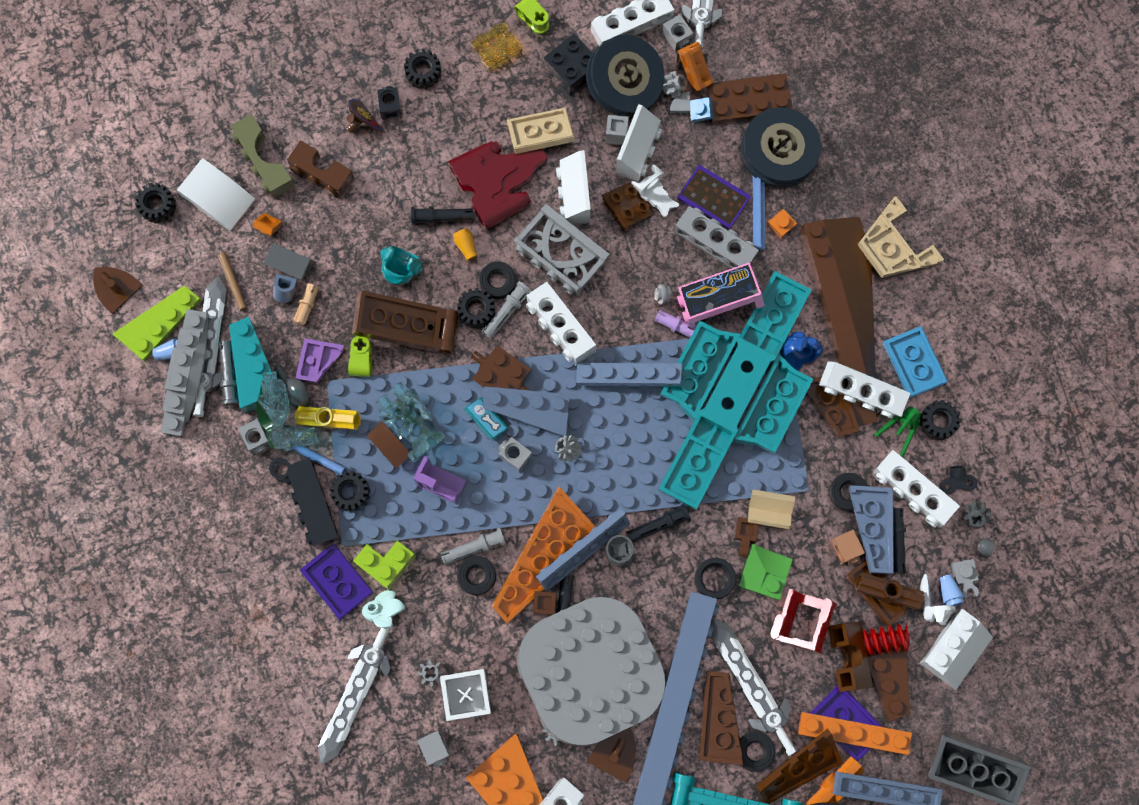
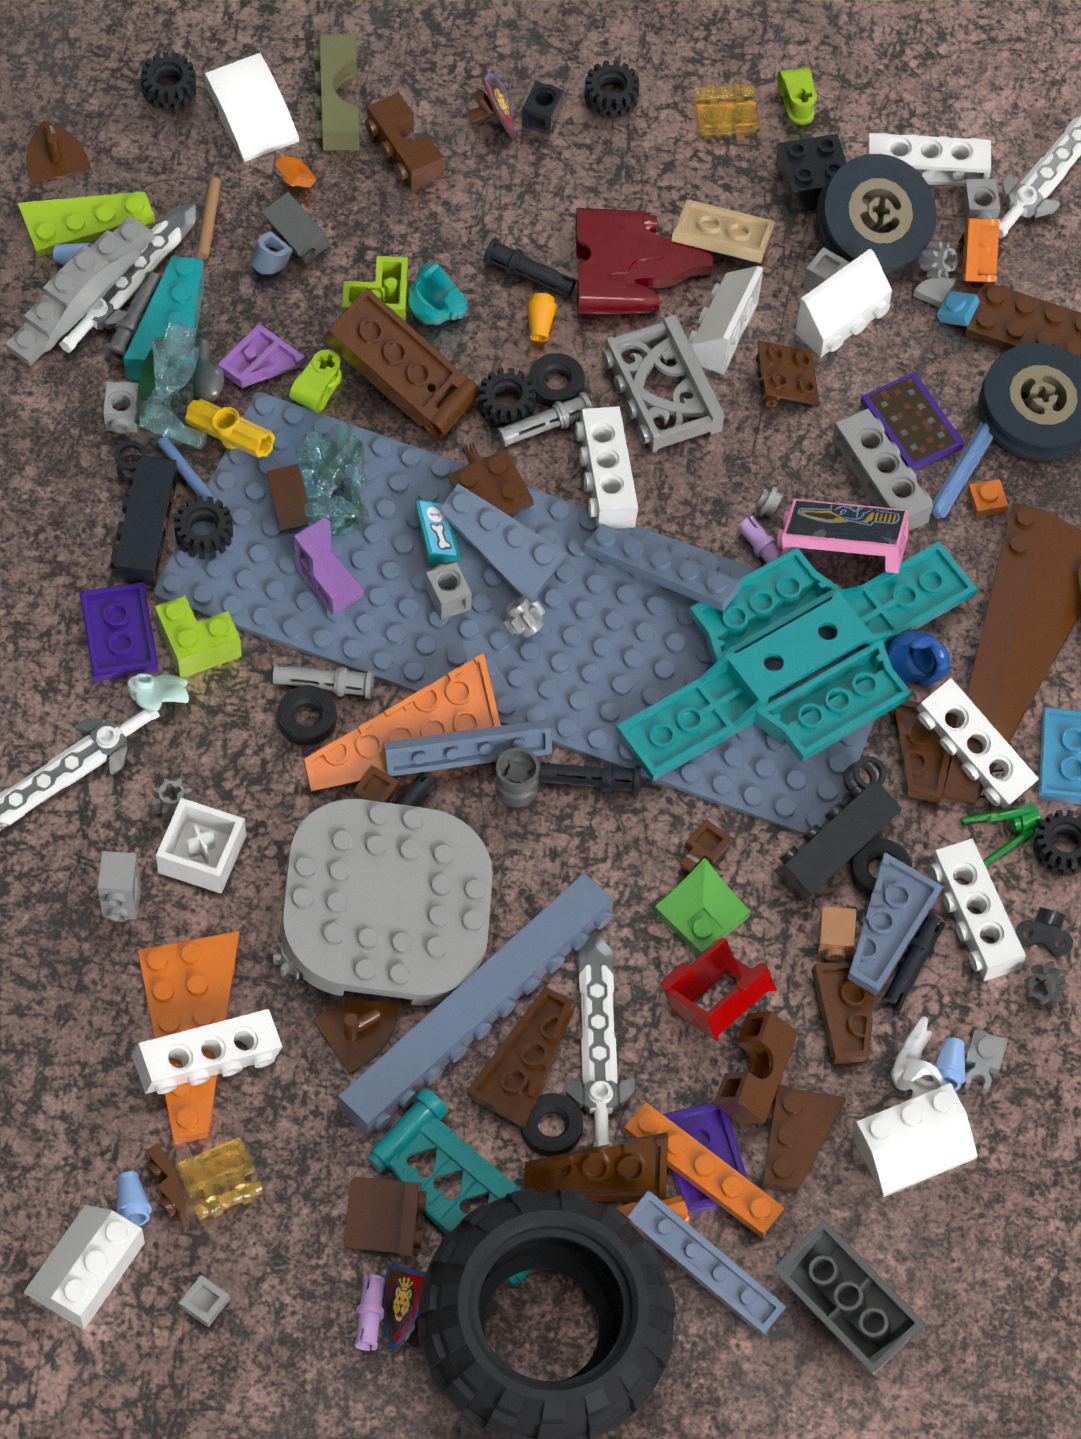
camera: 25 degrees right, 15 degrees down
(306, 304) = (286, 288): light nougat axle -> none
(370, 279) = (389, 285): none -> lime brick
(652, 191) = (833, 373): white hair -> none
(725, 566) = (630, 857): black tyre -> none
(771, 509) = (758, 830): tan panel -> none
(818, 485) = (843, 833): none -> black hinge
(887, 639) = (819, 1074): red piece -> none
(902, 594) = (875, 1024): reddish brown piece -> none
(986, 547) = (1035, 1034): dark grey hinge -> none

